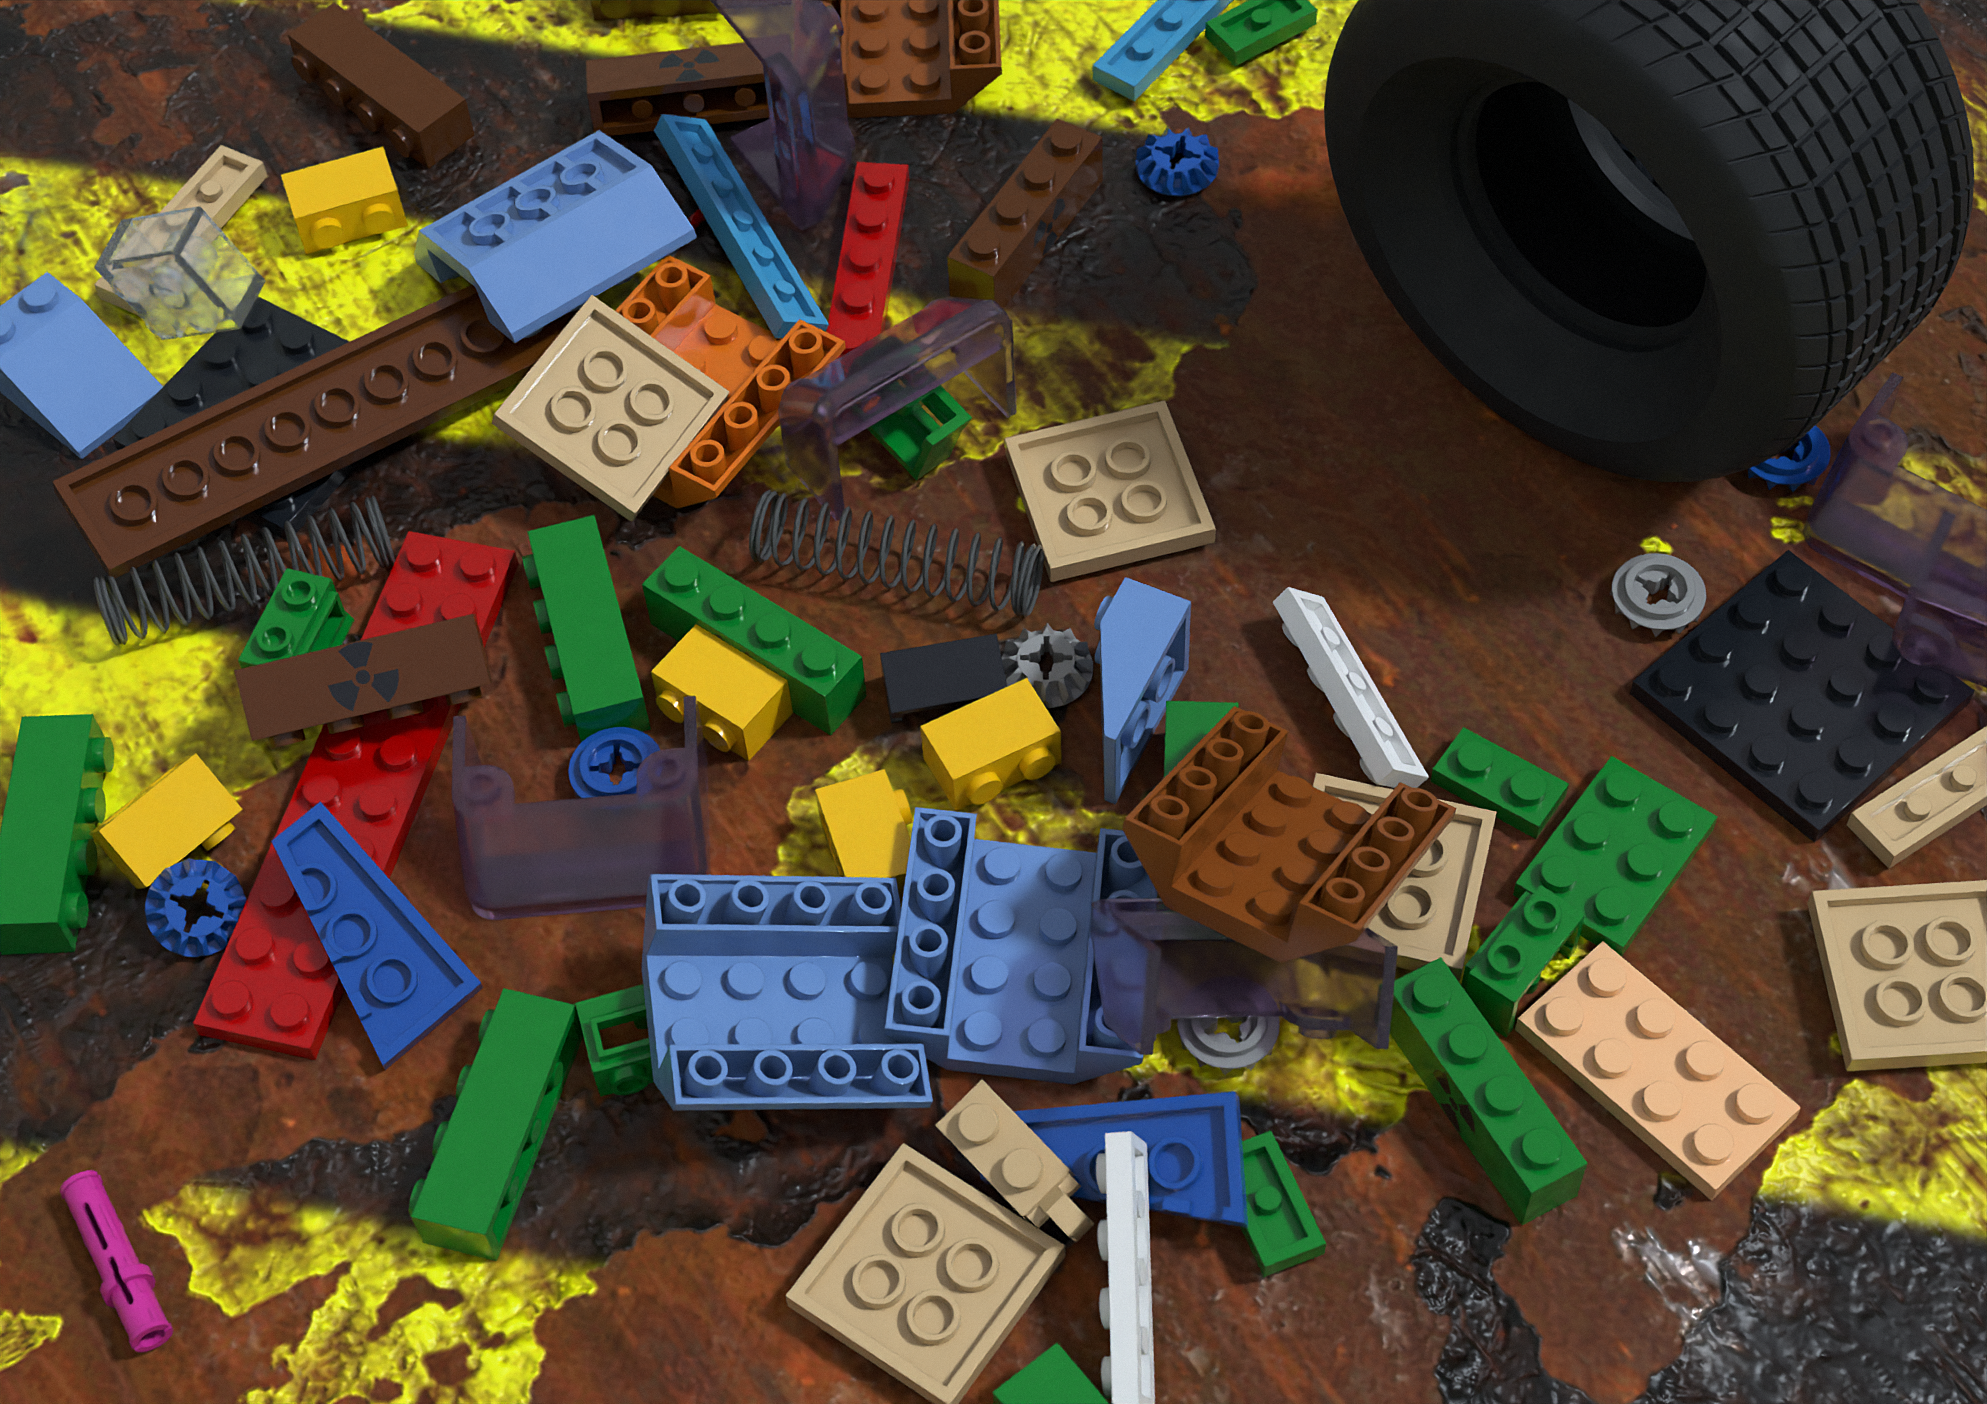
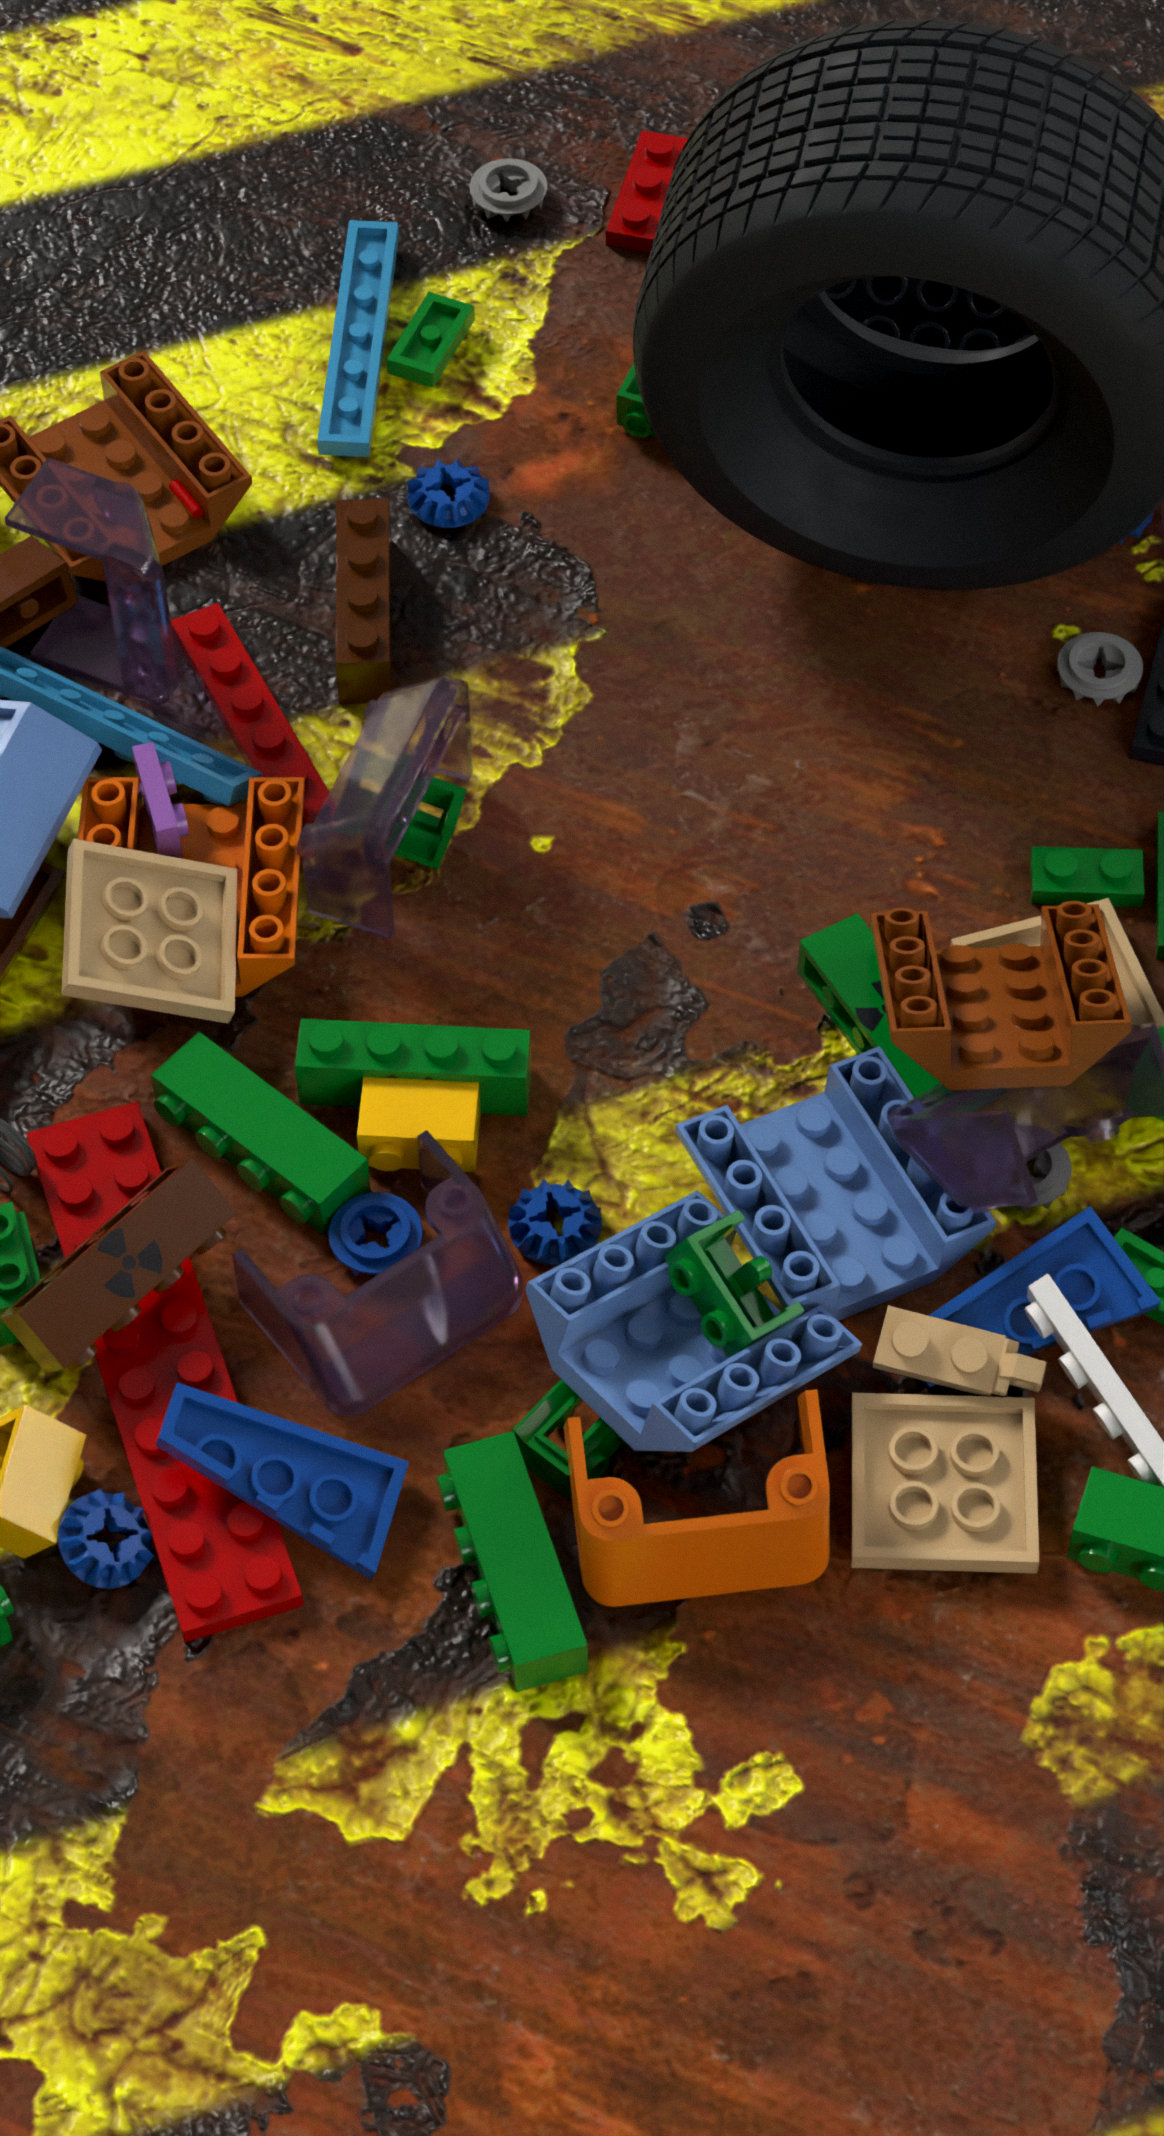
camera: 35 degrees left, 0 degrees up
(125, 1281) = (299, 1860): dark pink pin -> none
(708, 310) = (156, 784): none -> medium lavender plate
(729, 1243) = (710, 1555): none -> orange windscreen
(795, 858) = (538, 1239): none -> blue gear
(862, 976) = (724, 1289): none -> green window
(866, 827) = (634, 1171): yellow brick -> none
(941, 675) = (595, 1018): black hinge -> none
(943, 65) = (186, 498): none -> red piece
(991, 745) = (677, 1051): yellow brick -> none
(1022, 598) = (602, 887): dark grey piece -> none
(1069, 673) = (659, 985): light grey gear -> none
(1109, 491) = (608, 798): tan plate -> none
(1141, 667) = (757, 935): medium blue slope -> none
(1349, 688) = (904, 853): white plate -> none

